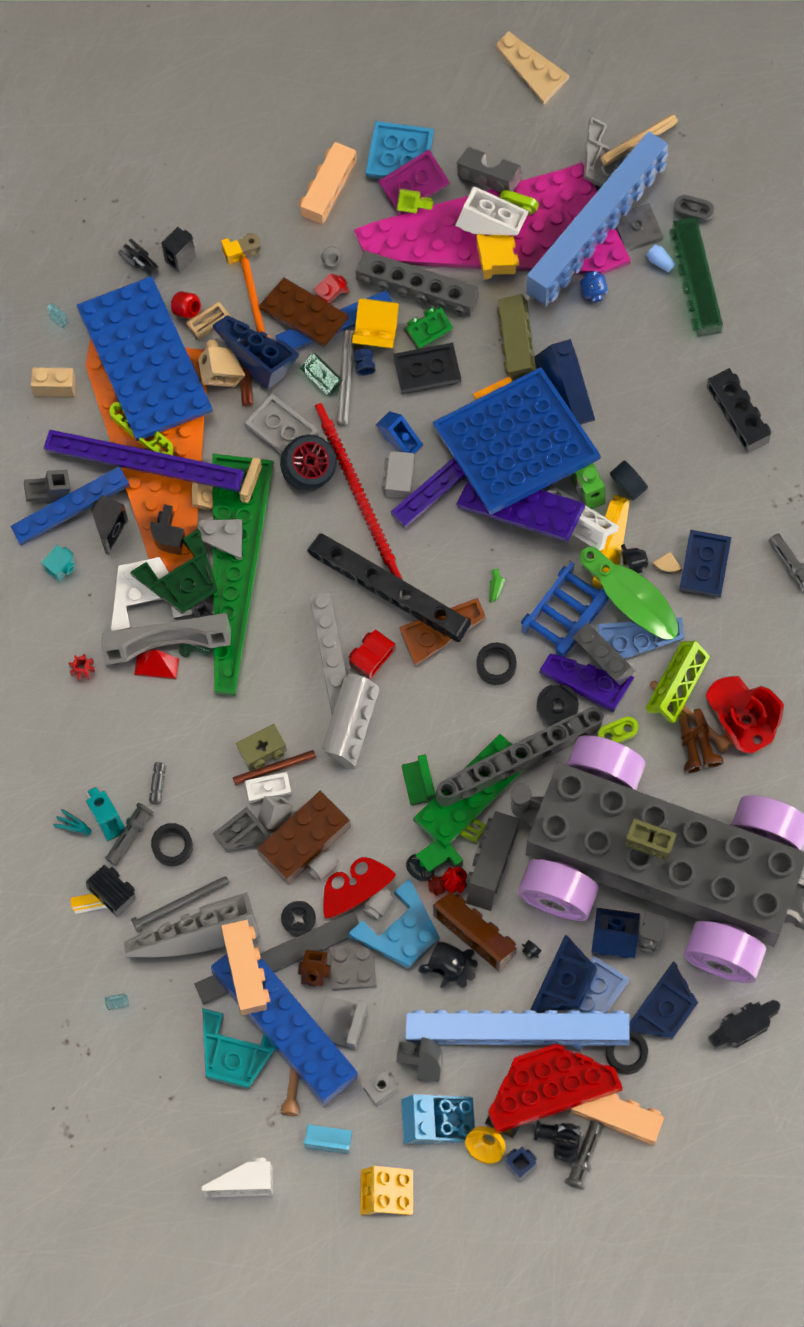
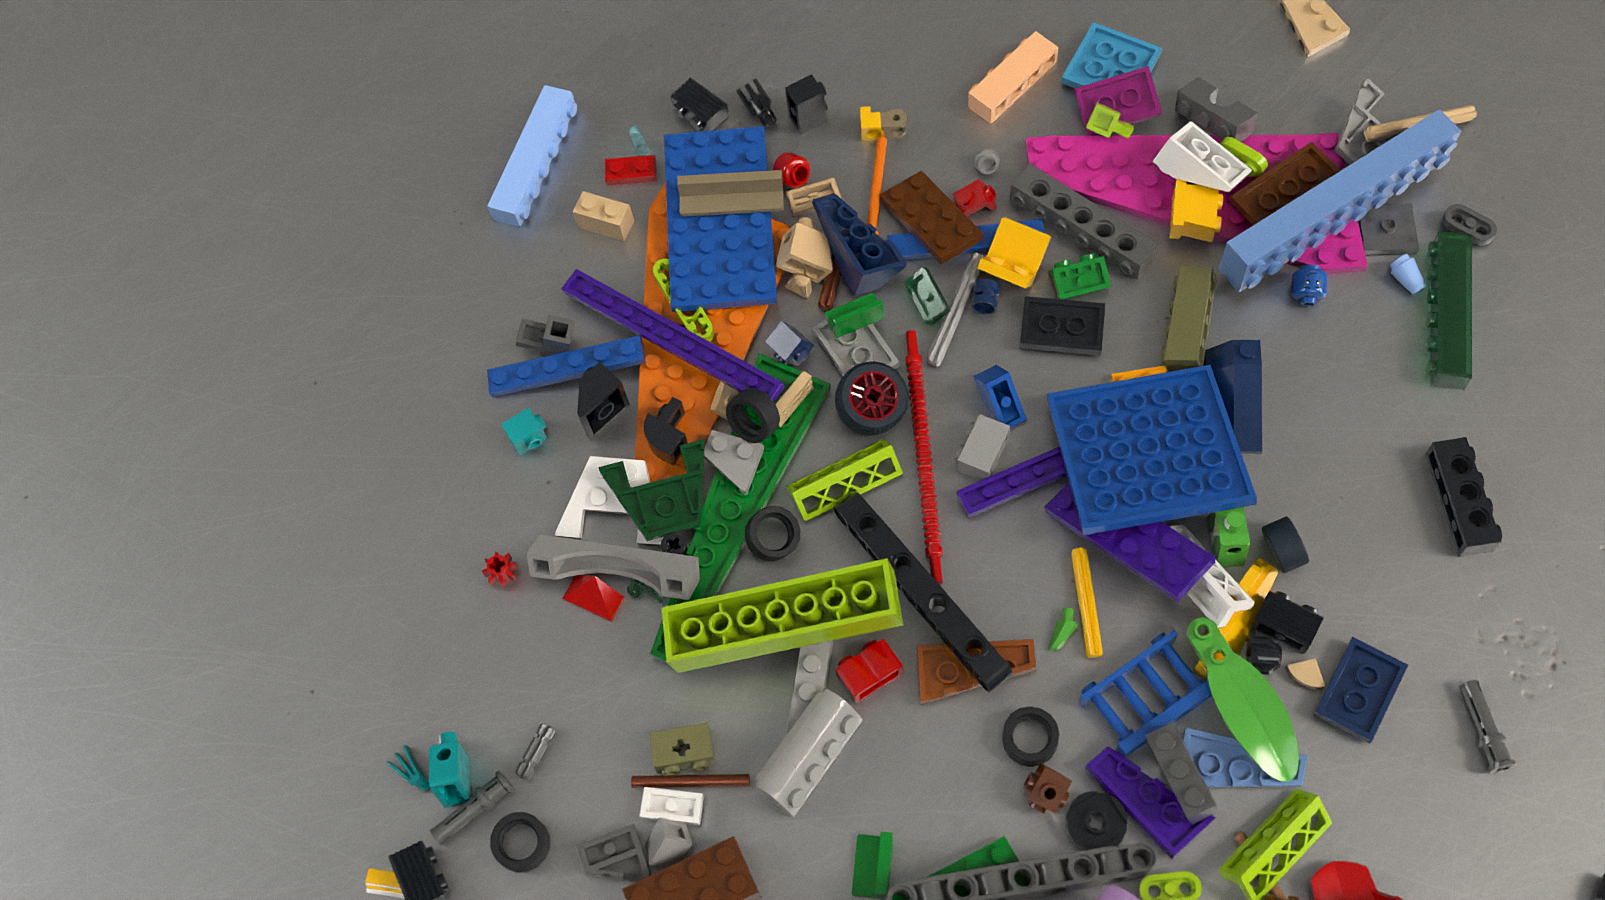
camera: 25 degrees right, 5 degrees down
(57, 339) = (630, 170): none -> red plate
(93, 273) = (699, 106): none -> black brick
(149, 338) = (730, 193): none -> dark tan panel
(223, 393) = (800, 285): none -> tan tile
(233, 440) = (789, 344): none -> brick
(233, 490) = (743, 425): none -> black tyre
(274, 404) = (855, 315): none -> green panel
(283, 573) = (787, 519): none -> black tyre
(301, 524) = (840, 470): none -> lime fence
(301, 634) = (781, 616): none -> lime brick
(506, 561) = (1086, 603): none -> yellow axle
(511, 691) = (1057, 787): none -> reddish brown brick
(555, 215) = (1283, 183): none -> reddish brown plate
(644, 532) = (1287, 621): none -> black brick

